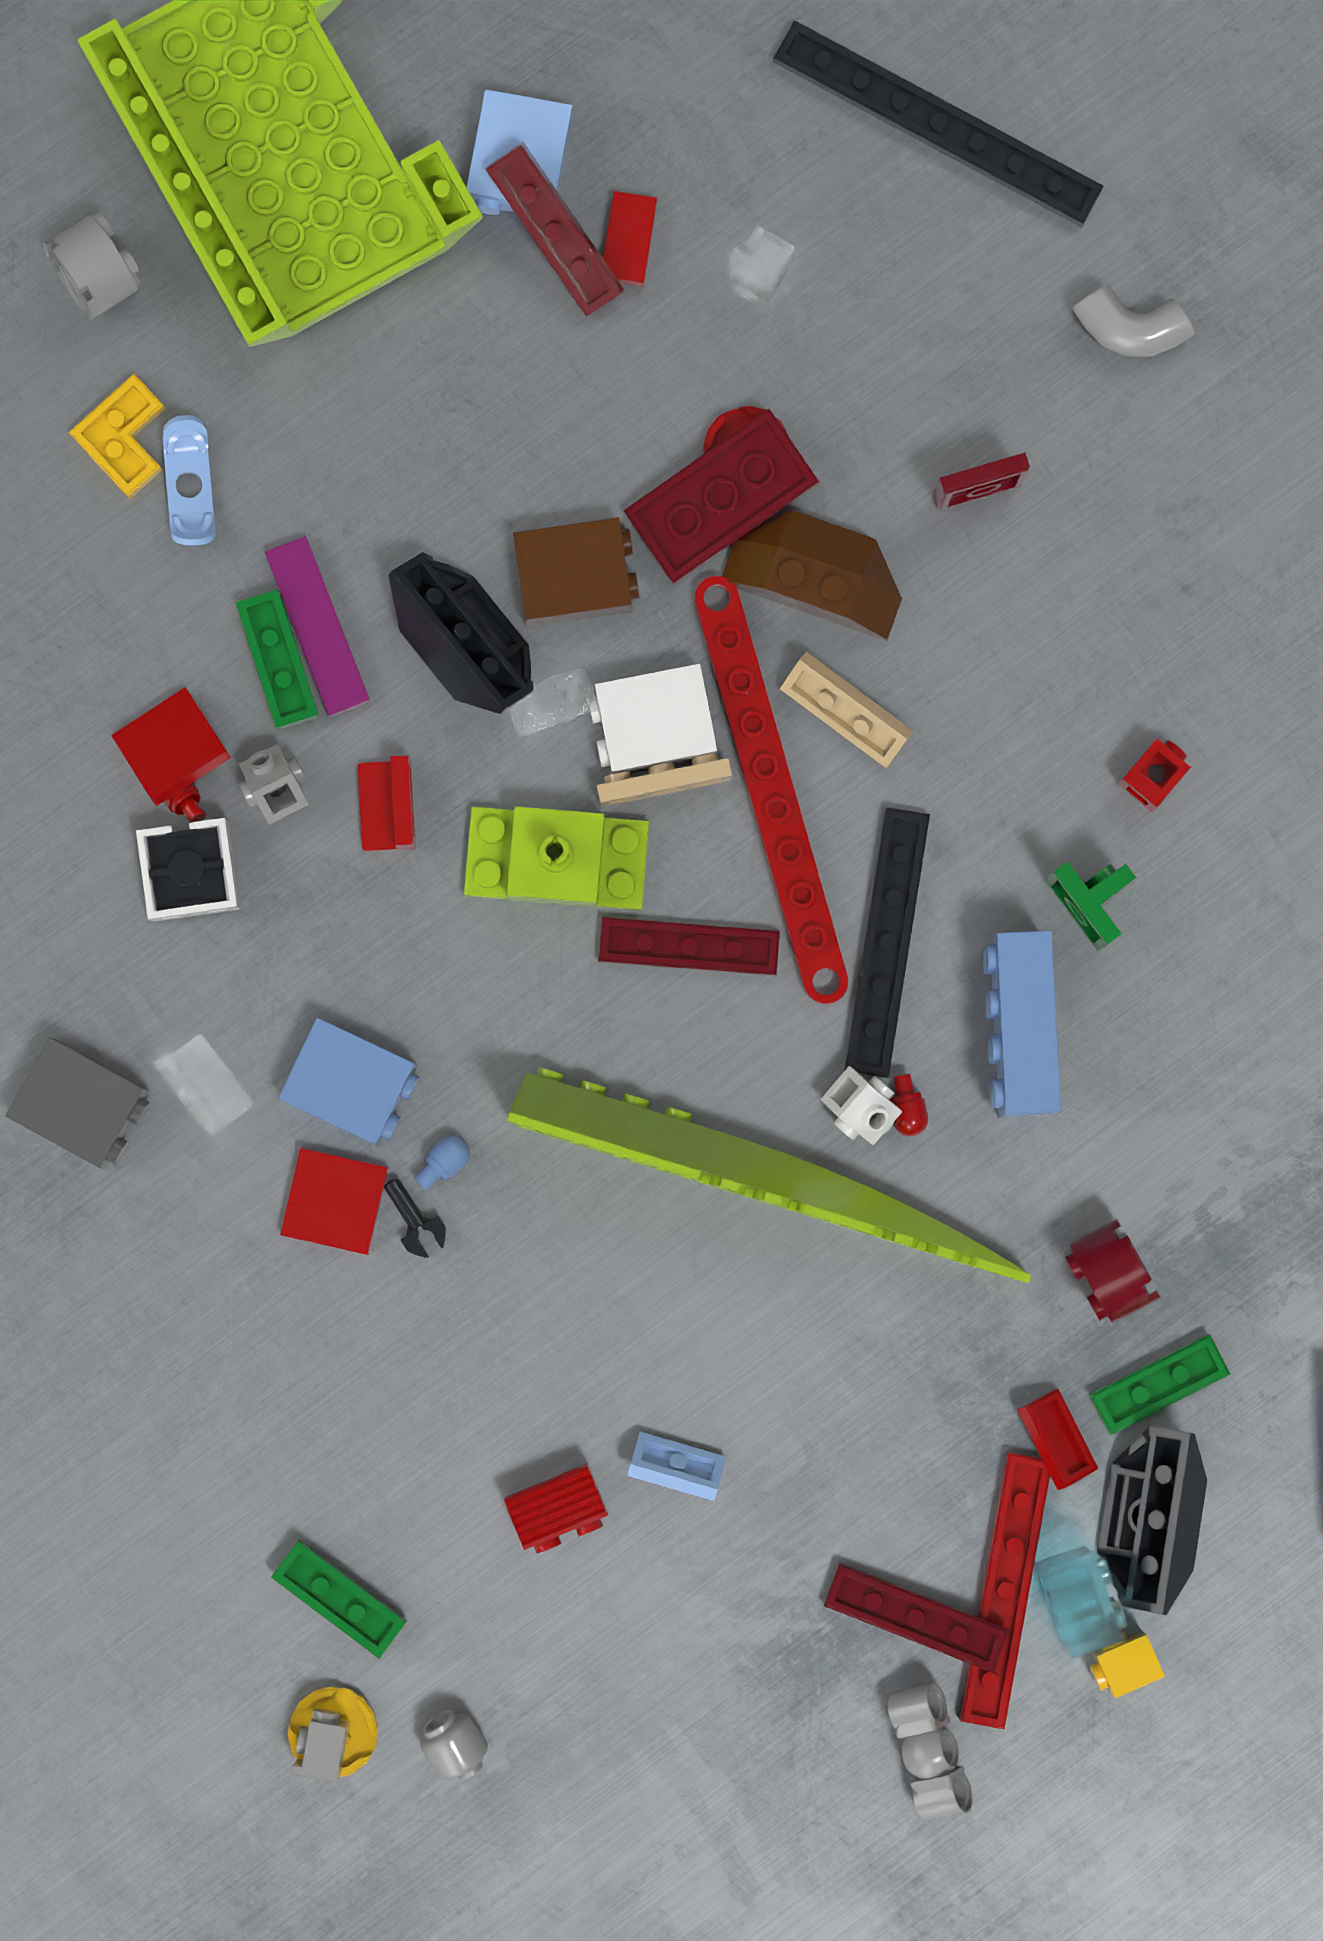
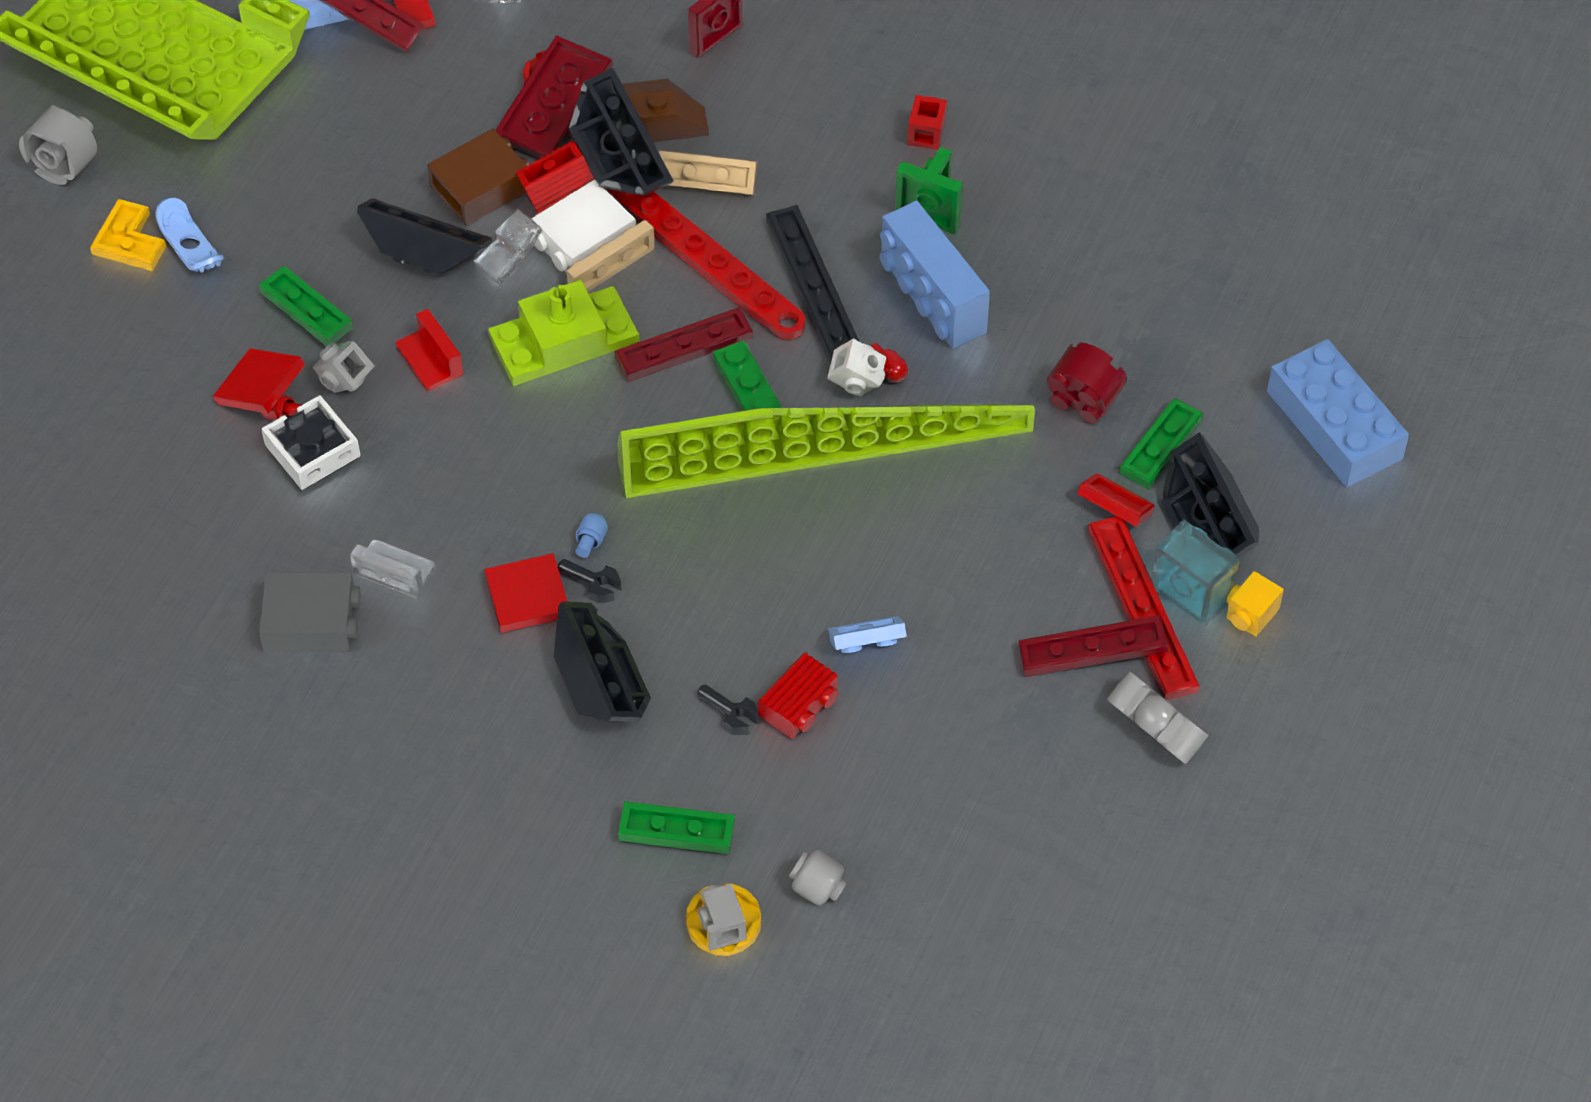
camera: 30 degrees left, 30 degrees down
(317, 626) = (325, 279): magenta tile -> none
(349, 1082) = (497, 514): medium blue brick -> none
(356, 1364) = (597, 666): none -> black wedge
(476, 1473) = (731, 723): none -> black bar
(655, 635) = (554, 176): none -> red brick
(731, 1049) = (745, 377): none -> green plate
(747, 638) = (616, 138): none -> black wedge

